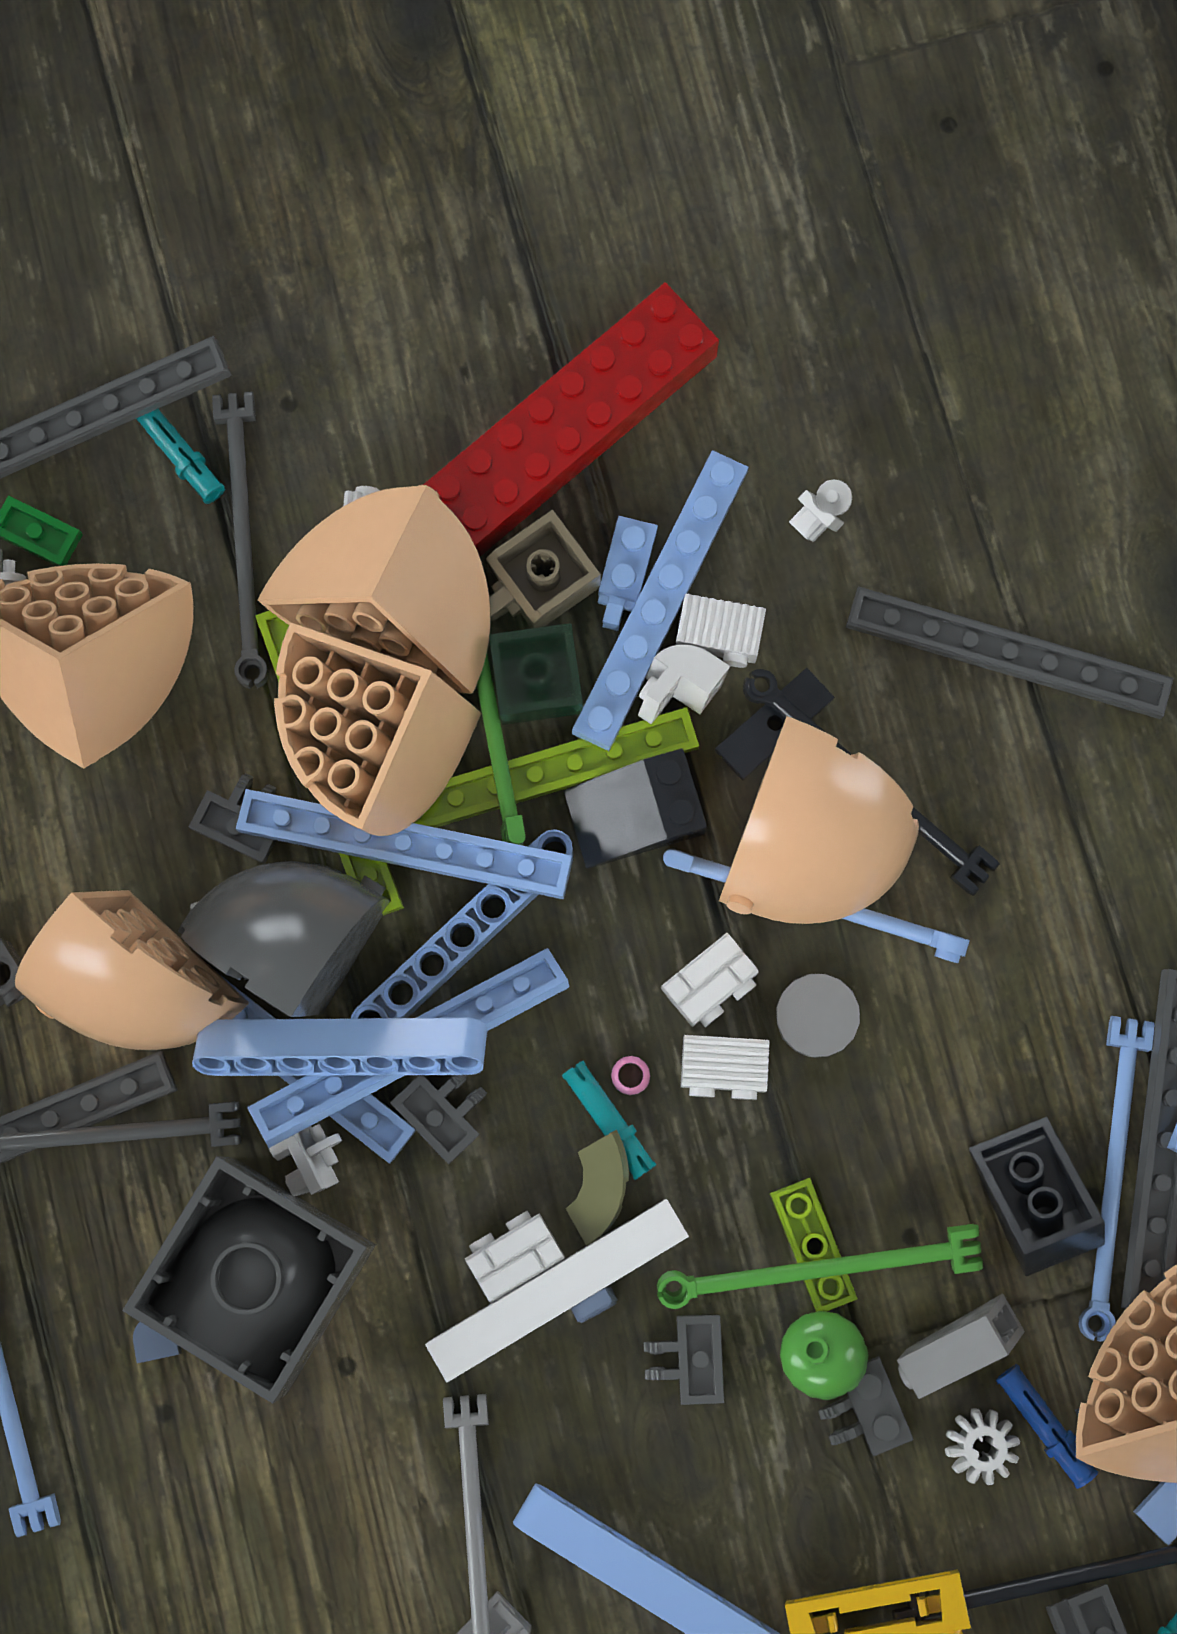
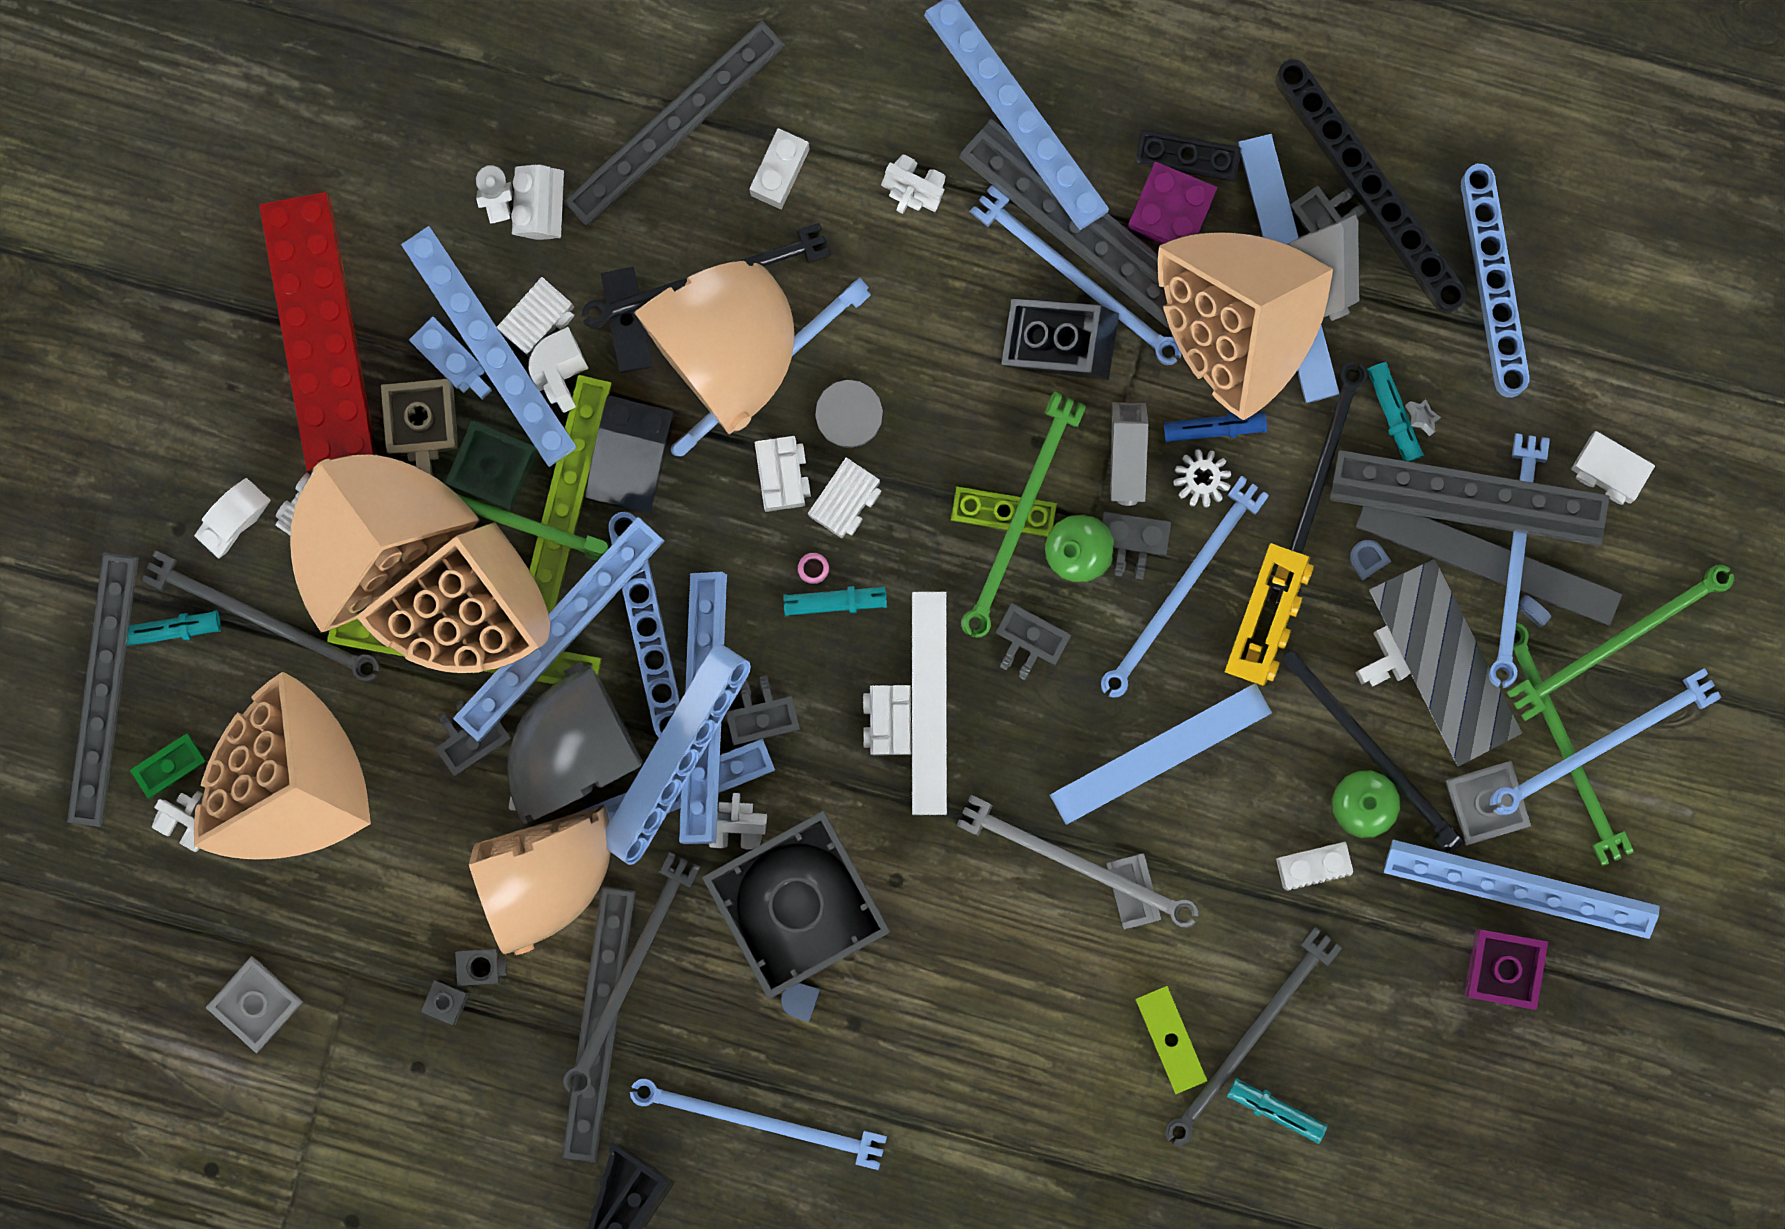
camera: 55 degrees left, 5 degrees up
(331, 442) = (230, 516): none -> white brick
(594, 1305) = (954, 685): sand blue tile -> none
(602, 1188) = (879, 632): olive tile -> none
(841, 559) = (537, 202): none -> white brick
(981, 1507) = (1242, 503): none -> light blue hinge
(1031, 787) = (779, 168): none -> white brick
(1098, 939) = (912, 189): none -> white hips

